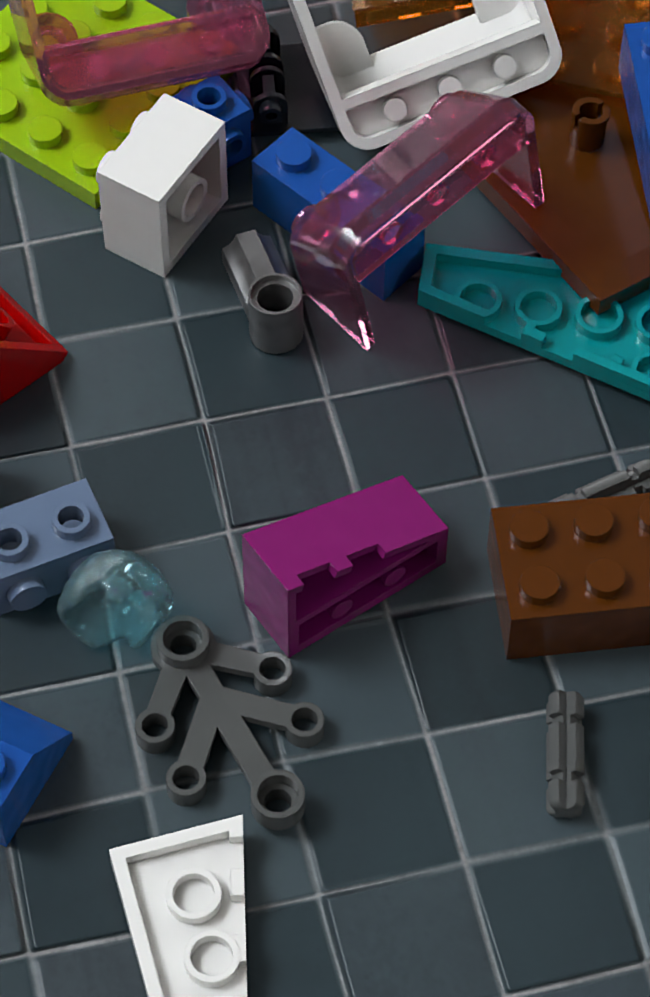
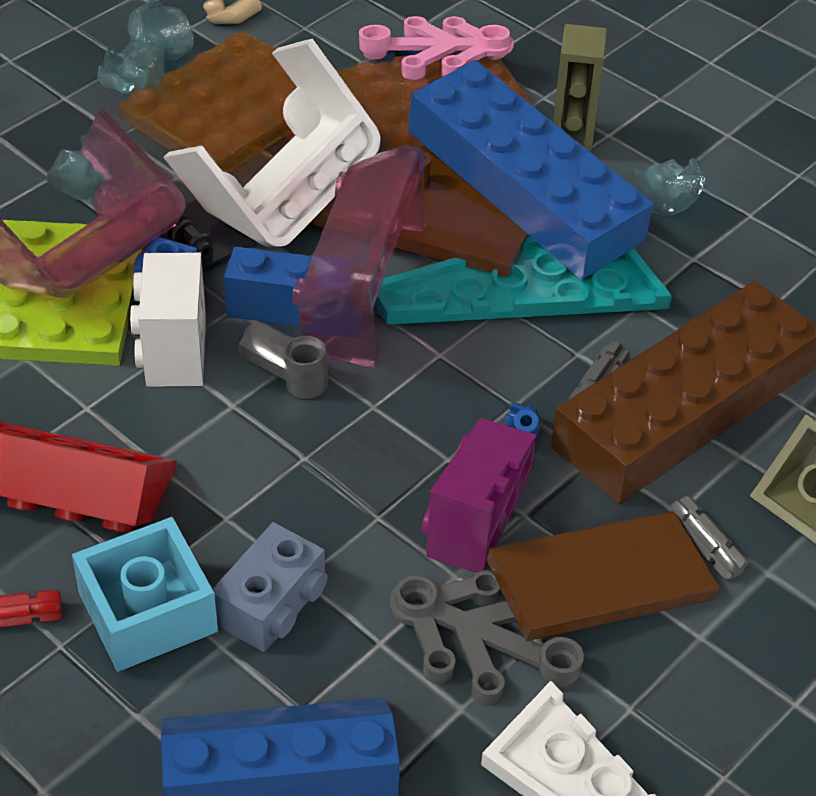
camera: 35 degrees left, 10 degrees down
(114, 599) = (353, 589): clear light blue hair -> none
(404, 730) = (601, 575): none -> reddish brown tile
(466, 506) = (524, 419): none -> blue arm

